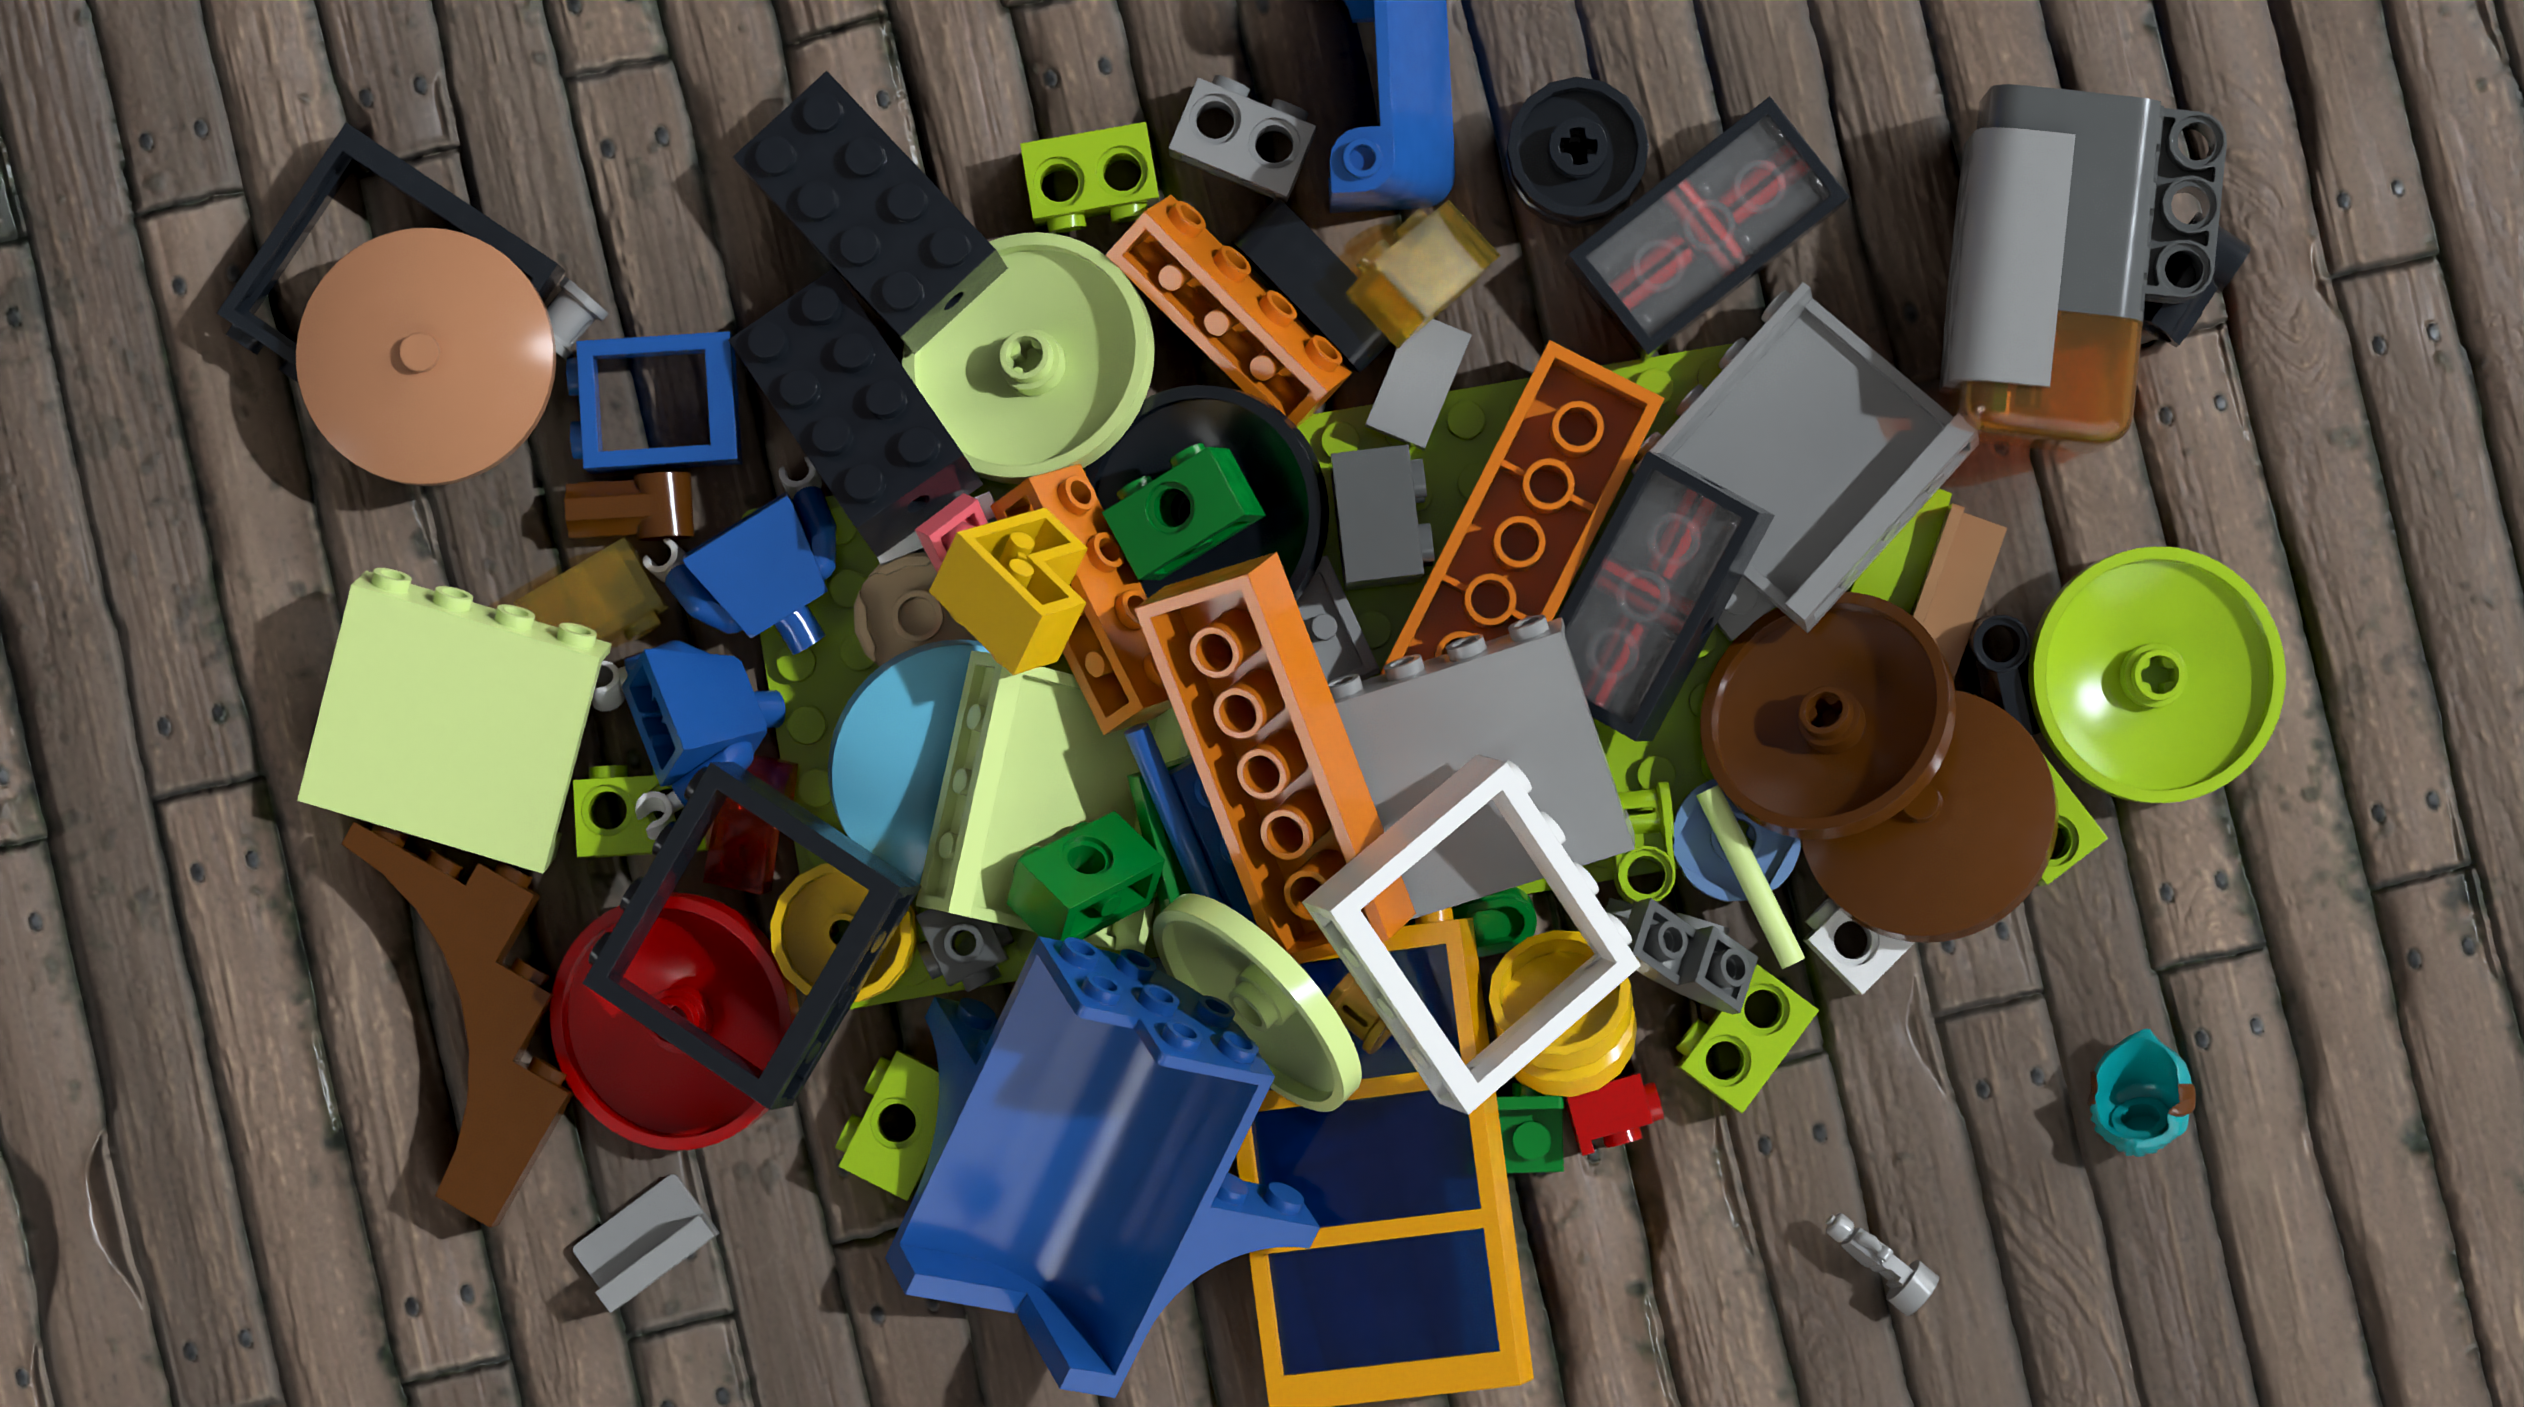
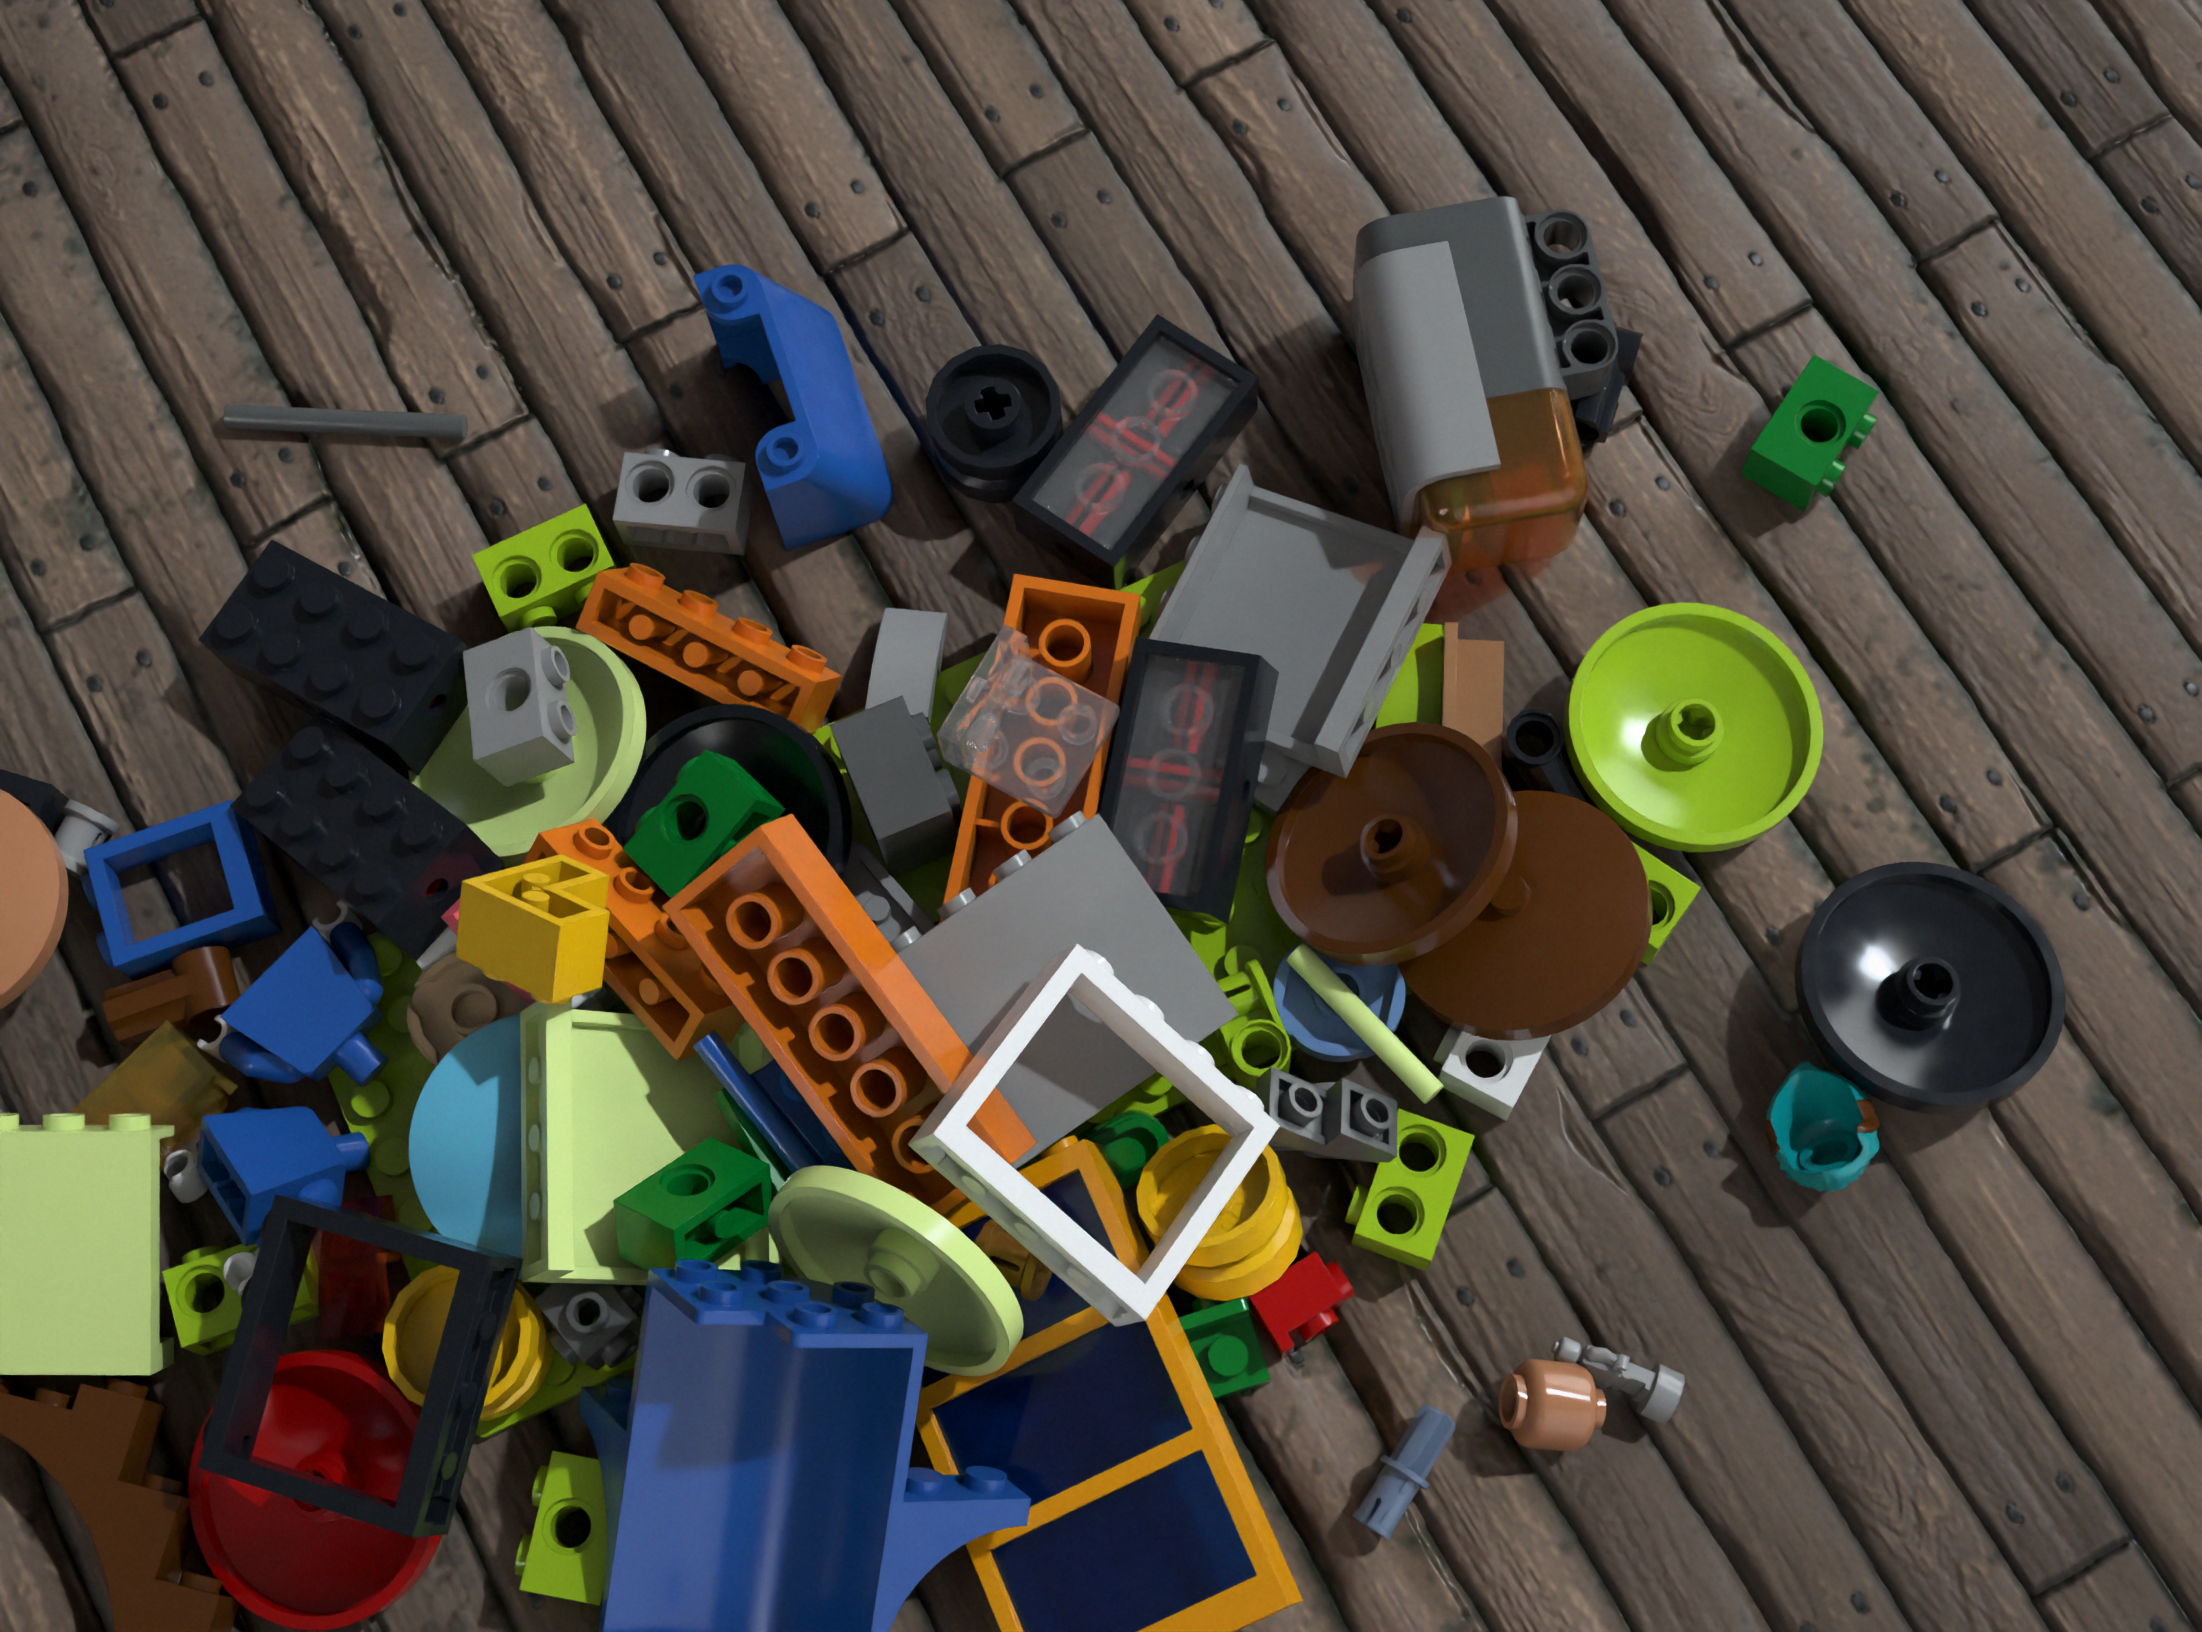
camera: 10 degrees left, 15 degrees down
(1019, 297) = (519, 707): none -> light grey brick
(1313, 281) = (791, 606): black beam -> none
(1422, 272) = (880, 562): clear yellow brick -> none
(1520, 513) = (1025, 726): none -> clear bracket
(1660, 1288) = (1405, 1471): none -> sand blue axle
(1810, 1270) = (1551, 1405): none -> nougat head
(2288, 993) = (1929, 988): none -> black dish
(2344, 417) = (1820, 401): none -> green brick

